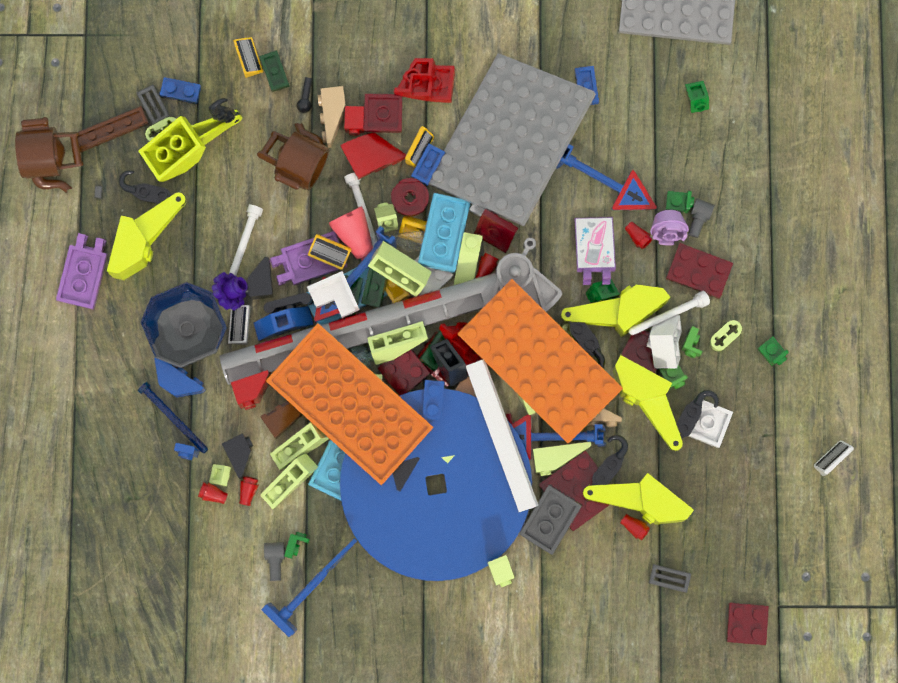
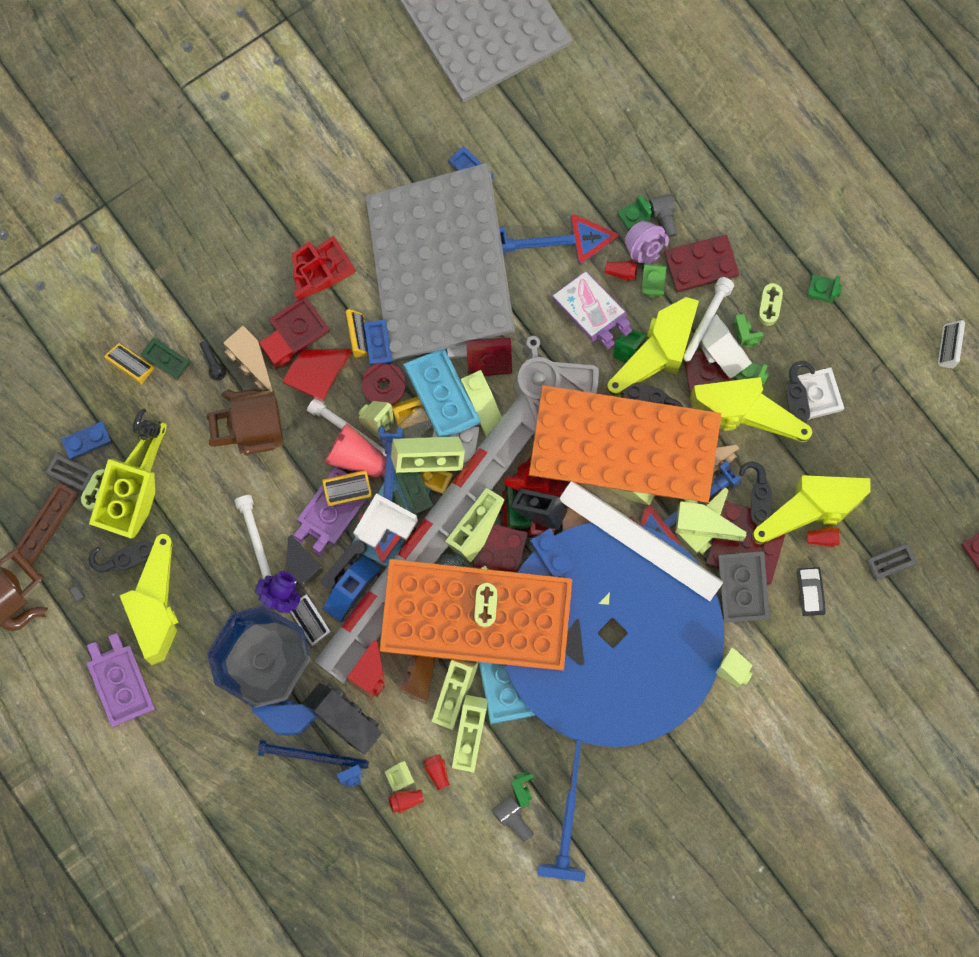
camera: 40 degrees left, 5 degrees down
(209, 407) = (343, 717): none -> black brick
(239, 453) = (402, 742): black slope -> none
(363, 405) = (491, 606): none -> yellowish green beam
(486, 265) = (503, 395): red cone -> none
(553, 452) = (702, 521): none -> yellowish green slope
(596, 557) = (811, 591): none -> slope
(654, 258) = (653, 280): none -> bright green bracket
(697, 96) = (580, 108): green bracket -> none

